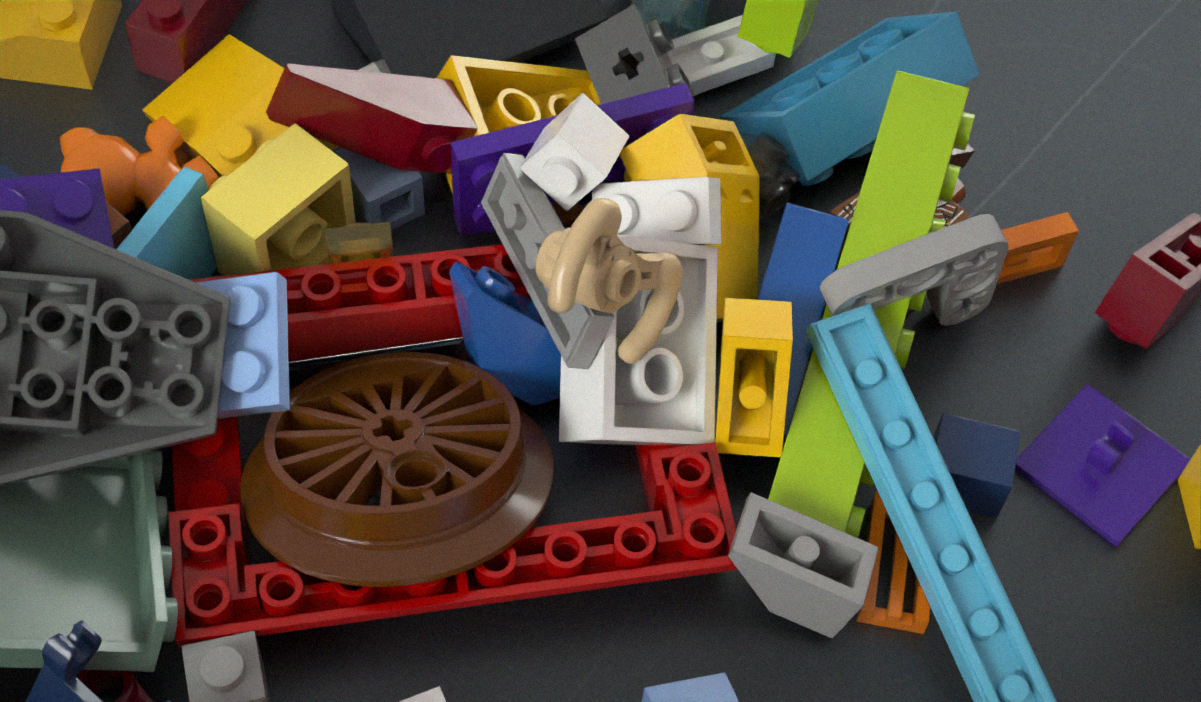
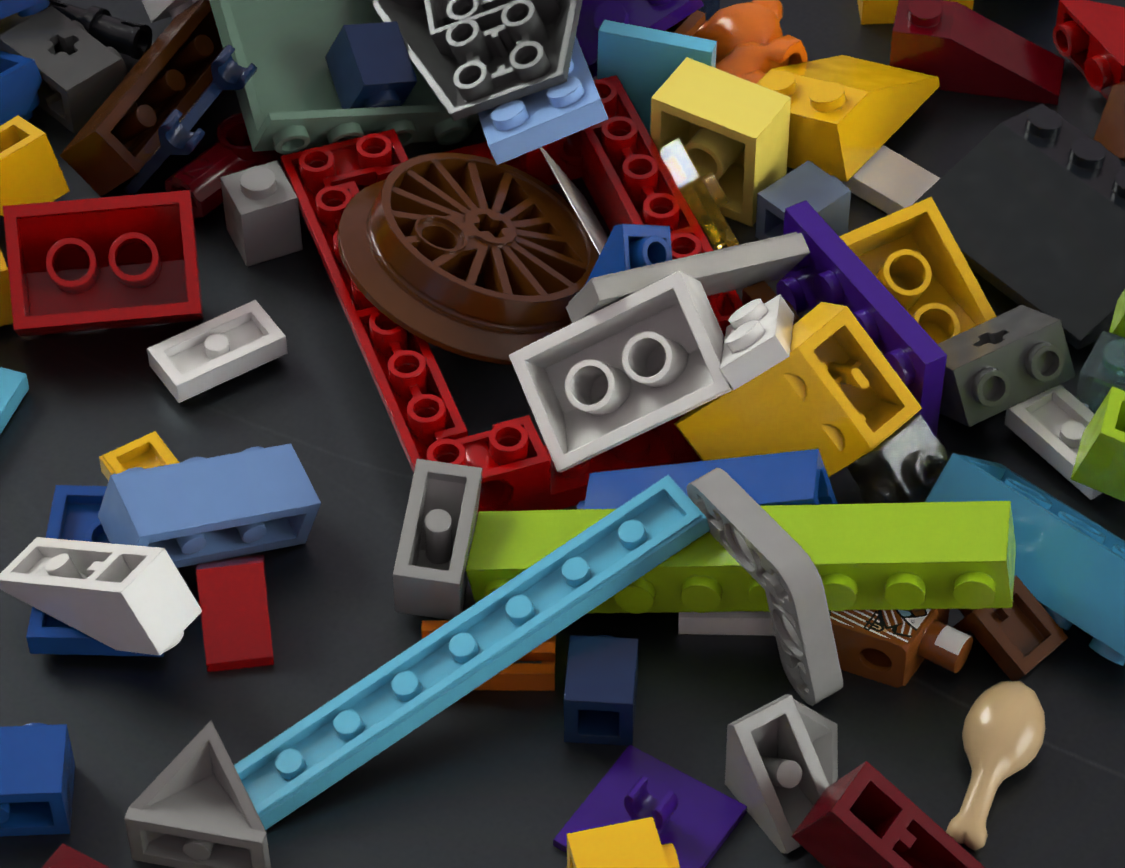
camera: 85 degrees right, 10 degrees down
(88, 510) = (370, 66): none -> dark blue brick
(375, 114) = (834, 155): dark red slope -> none
(574, 152) = (802, 265): white brick -> none
(600, 272) = (619, 262): tan piece -> none
(754, 377) = (619, 453): yellow slope -> none
(1037, 246) = (887, 713): orange tile -> none
(1044, 186) = (999, 740): none -> tan piece
(1065, 343) = (781, 765): none -> light grey slope

